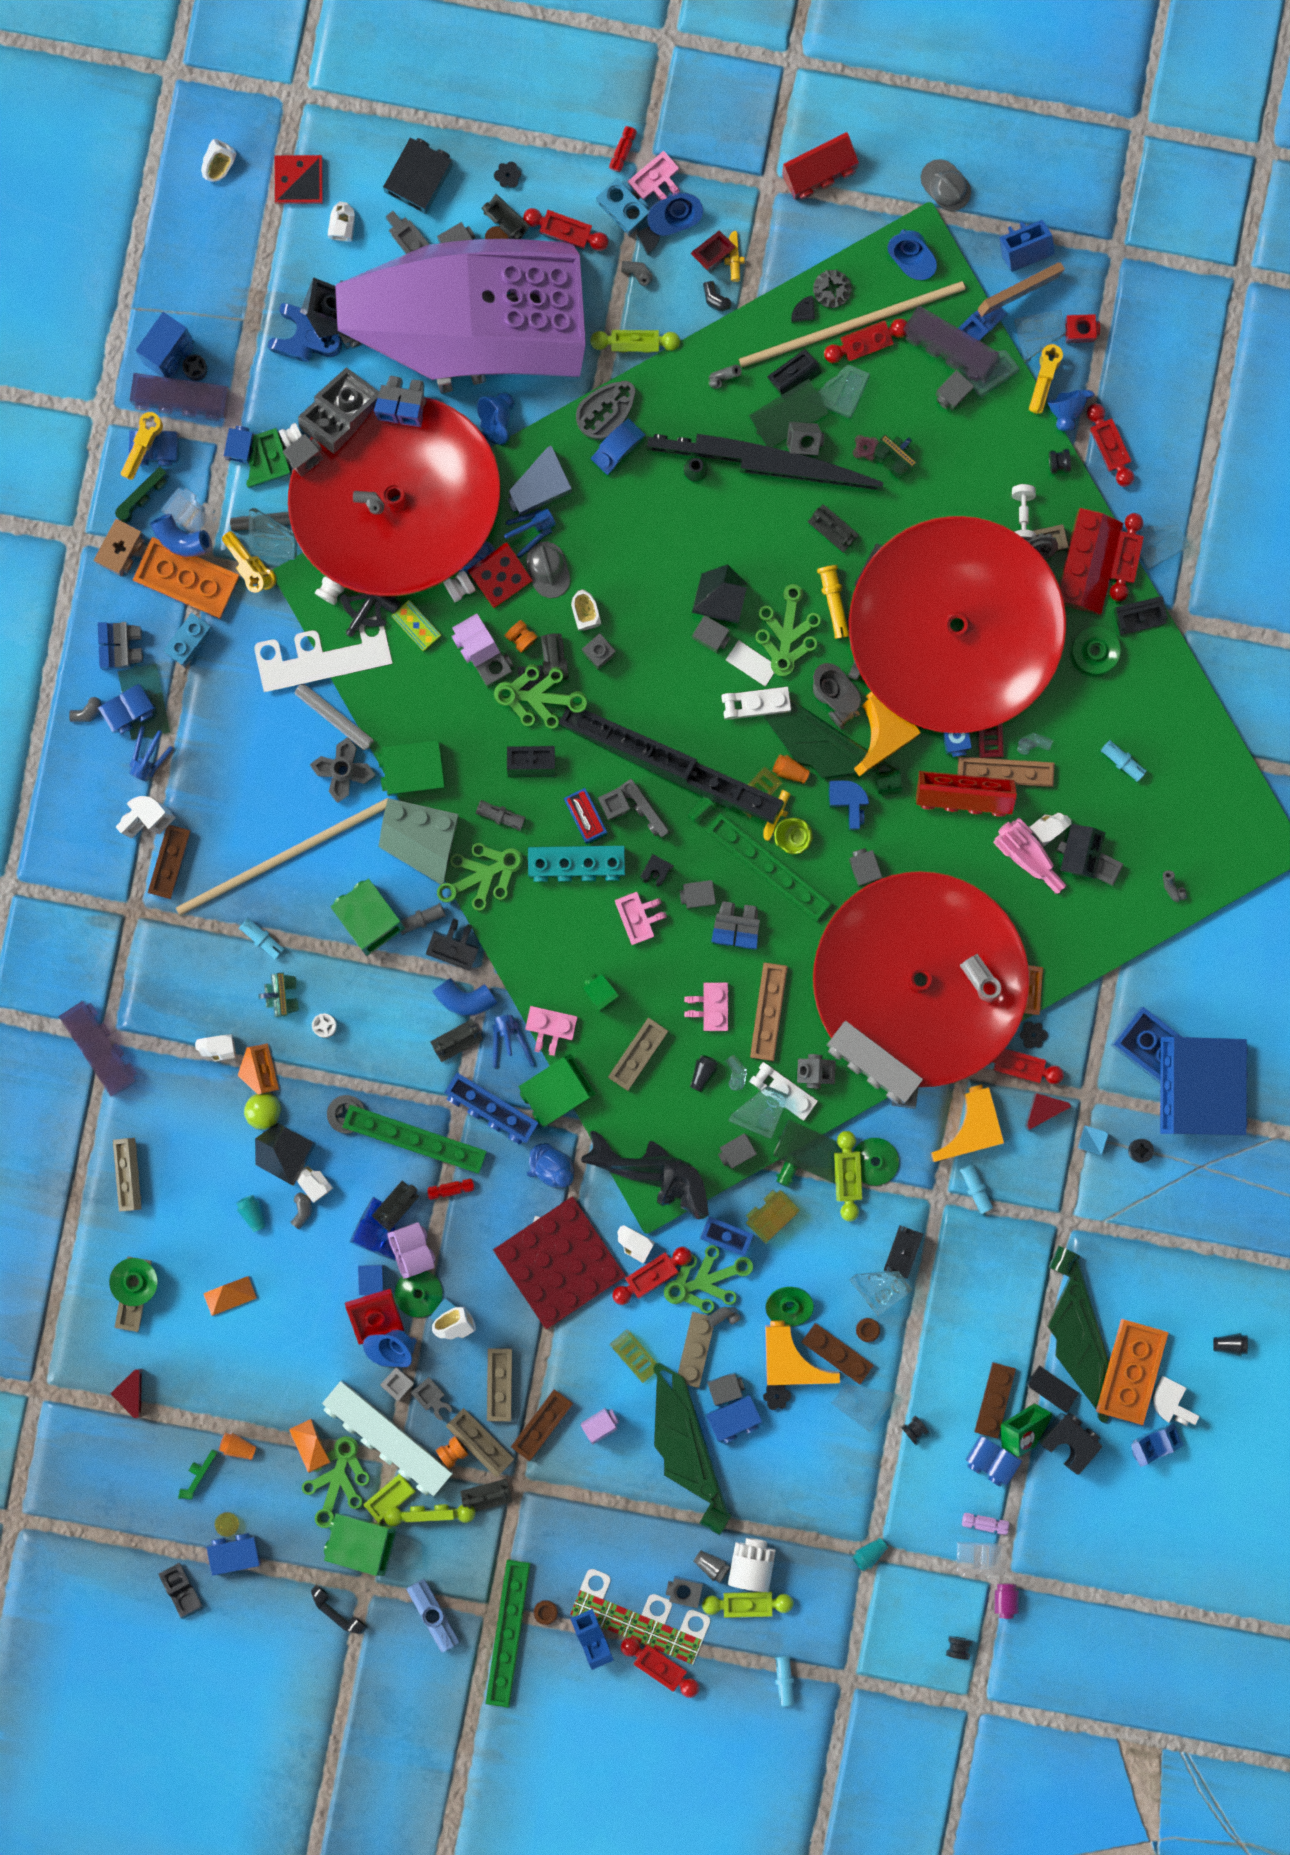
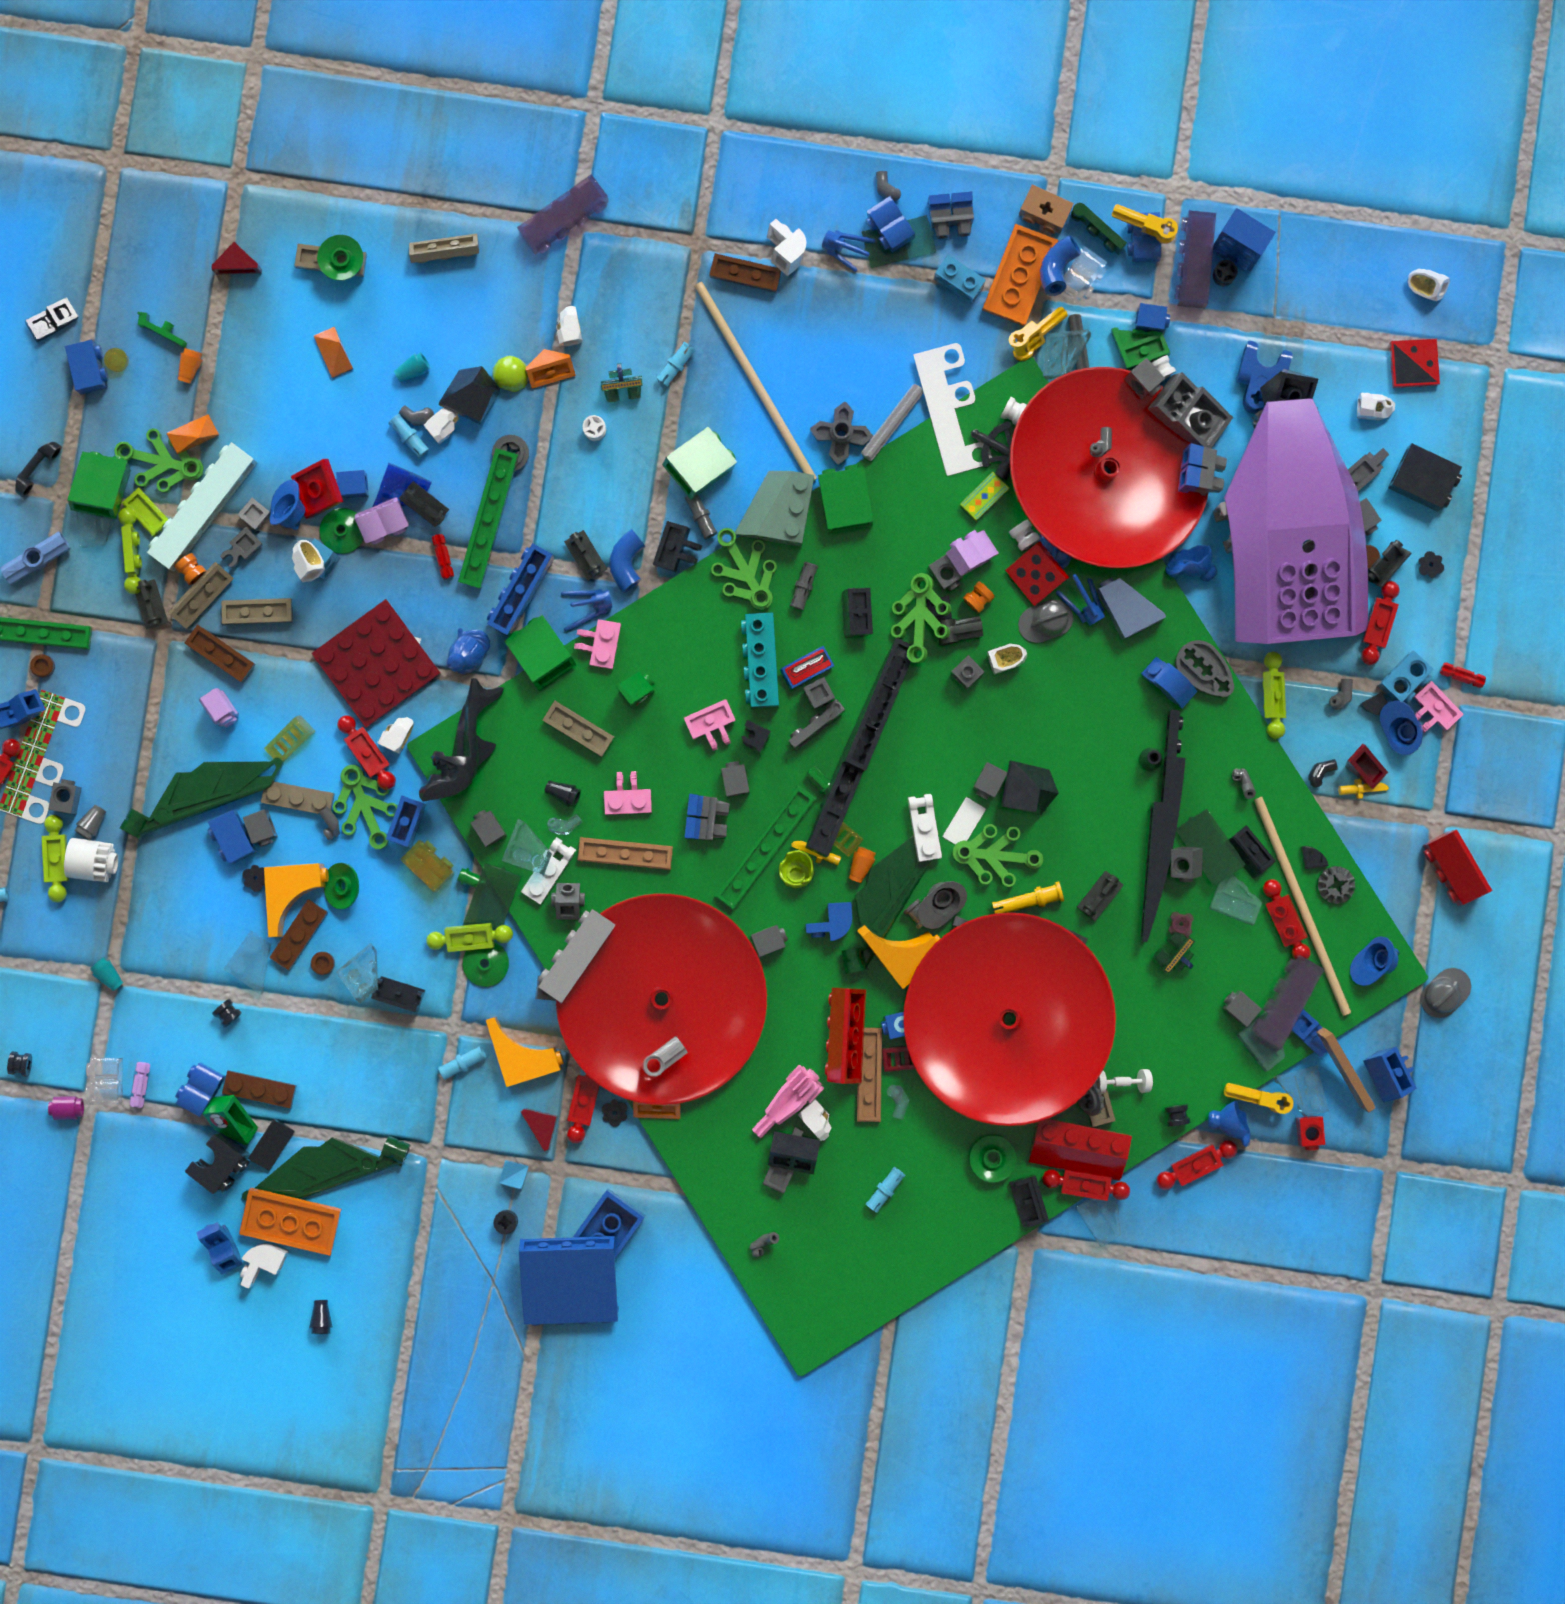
camera: 90 degrees right, 0 degrees up
(323, 1219) = (408, 435): none -> medium azure pin

